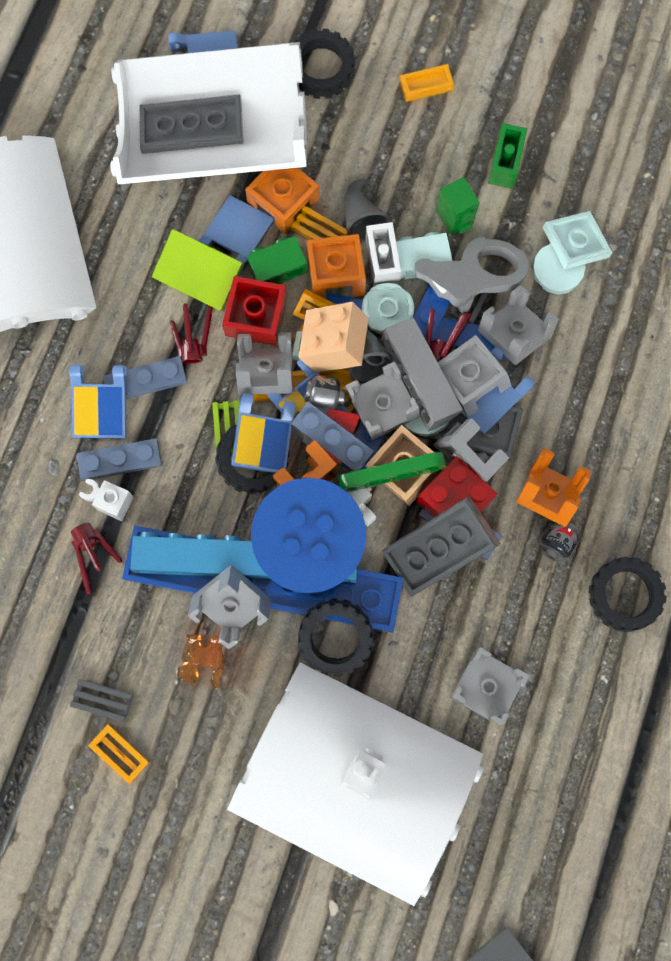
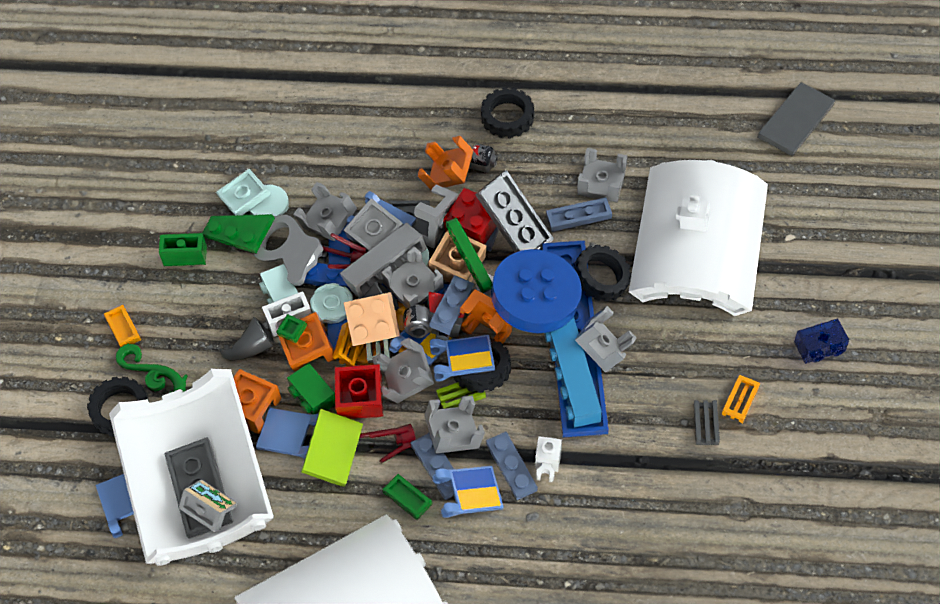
camera: 100 degrees left, 20 degrees down
(85, 539) = (584, 467): dark red plant -> none
(118, 339) = (407, 496): none -> green tile
(161, 125) = (206, 504): none -> panel
(167, 901) = (821, 341): none -> clear blue brick
(179, 403) = (453, 427): none -> light grey panel
(199, 656) = (647, 358): clear orange animal -> none
(301, 218) = (277, 355): light orange tile -> none
(342, 102) = (153, 370): none -> green plant
(351, 248) = (291, 328): none -> green tile
(438, 638) = (579, 214): none -> sand blue plate
(457, 206) = (236, 270): green brick -> none
(519, 225) = (239, 230): none -> green wing

